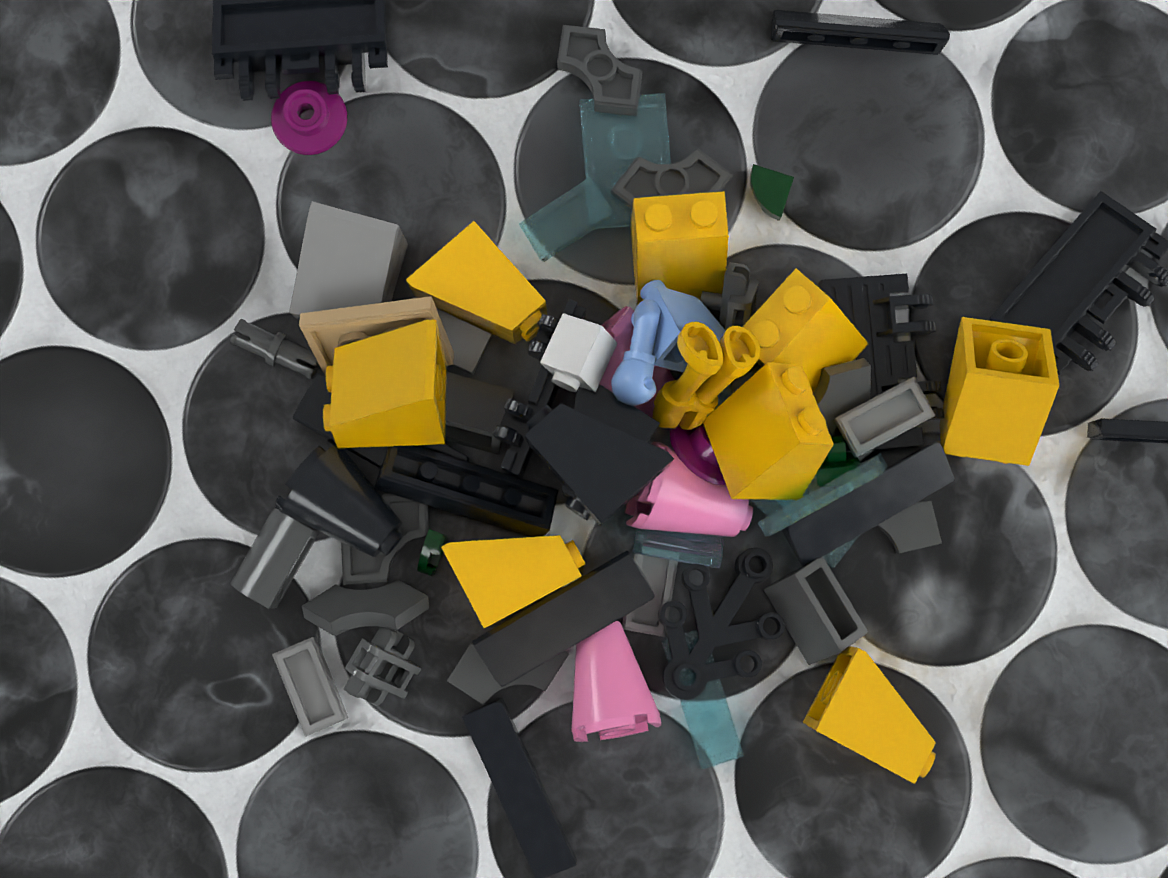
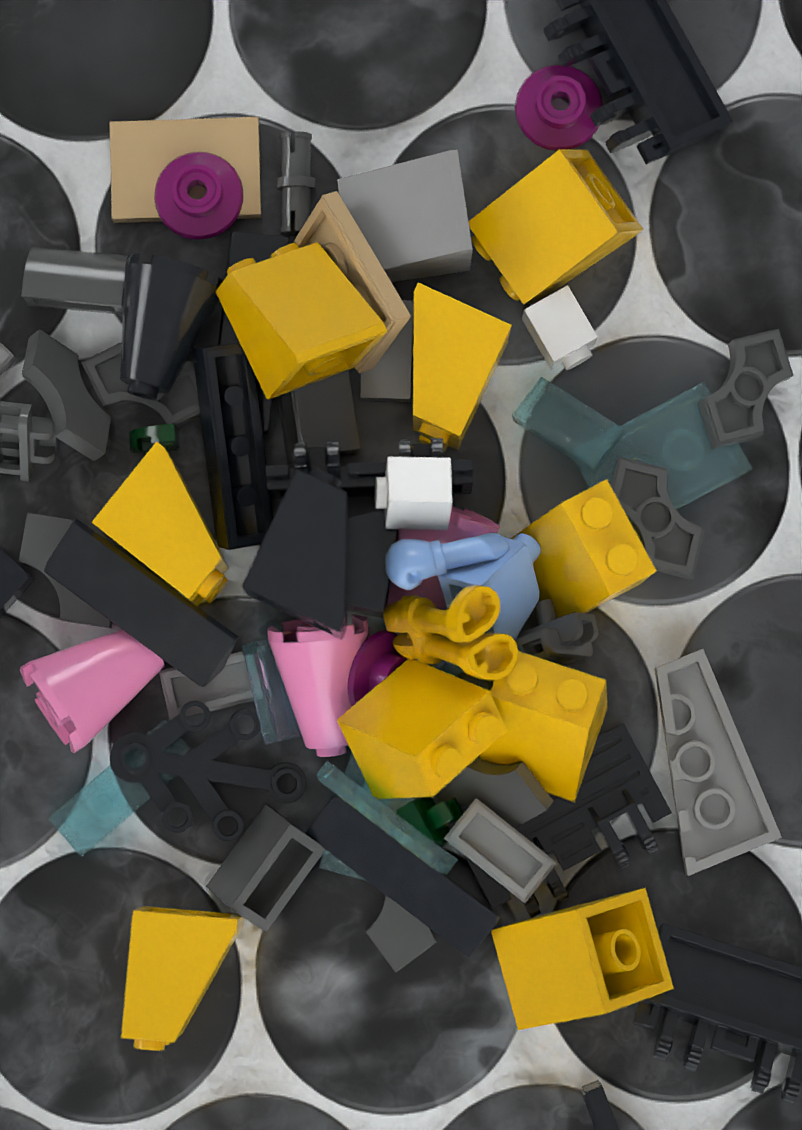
camera: 70 degrees right, 0 degrees up
(223, 433) = (146, 147): none -> tan tile
(269, 434) = (204, 216): none -> magenta piece
(404, 160) = (553, 225): none -> yellow slope
(489, 191) = (560, 329): none -> white brick
(770, 190) = (698, 628): dark green tile -> none
(891, 230) = (712, 778): none -> light grey wing

